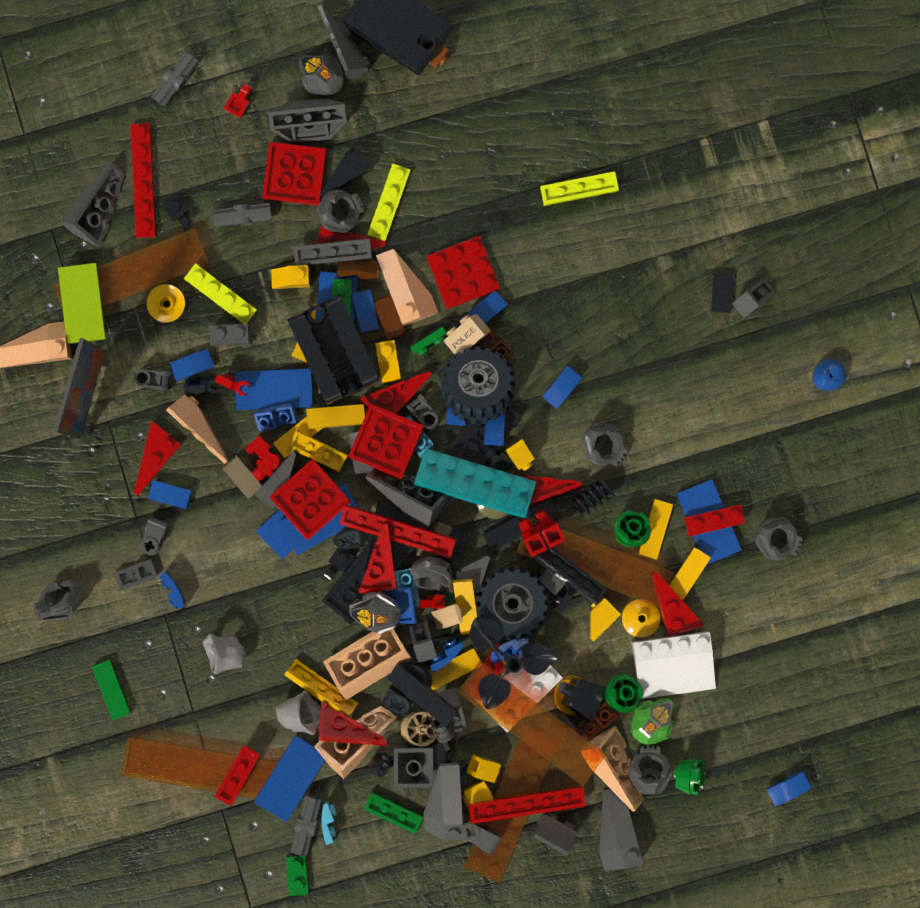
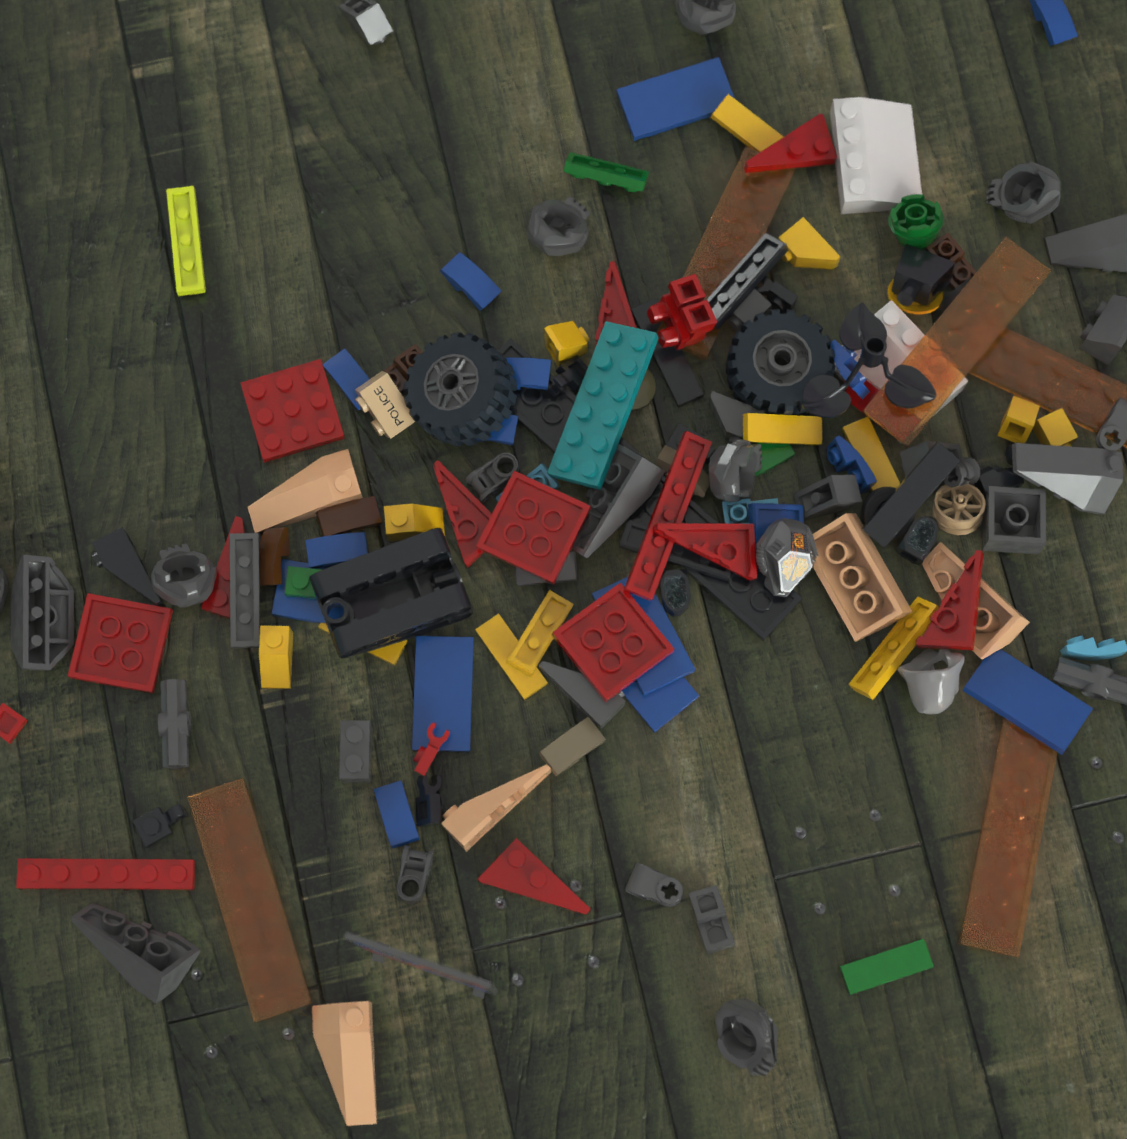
camera: 90 degrees left, 10 degrees down
(82, 303) = (287, 976): lime tile -> none
(156, 301) = (288, 836): yellow dish -> none
(170, 494) = (592, 858): blue slope -> none
(176, 596) = (747, 856): blue slope -> none
(220, 294) = (291, 763): neon yellow plate -> none
(224, 653) = (837, 788): light grey piece -> none
(237, 775) = (1022, 775): red plate -> none
(268, 463) = (550, 702): red hips -> none
(274, 416) = (483, 692): blue slope -> none
(335, 416) = (490, 603): yellow tile -> none
(340, 561) = (706, 611): black plate -> none
(381, 764) = (1008, 567): black rock -> none
(389, 202) = (178, 509): neon yellow plate -> none
(393, 812) = (1079, 556): green tile -> none
(434, 601) = (773, 475): red plate -> none
(435, 338) = (385, 452): green plate -> none
(448, 616) = (796, 456): tan slope -> none
(526, 804) = (1072, 362): red plate -> none
(592, 496) = (631, 250): black piece -> none
(615, 765) = (1033, 238): light nougat wedge -> none
(631, 622) = (813, 209): yellow dish -> none
(632, 529) = (682, 195): green cone -> none
(648, 475) = (606, 172): none -> green plate
(652, 721) = (956, 187): bright green helmet -> none
(658, 520) = (683, 169): yellow tile -> none
(690, 776) = (1034, 140): green cone -> none
(714, 520) = (675, 88): red plate -> none
(722, 293) = (354, 61): black tile -> none

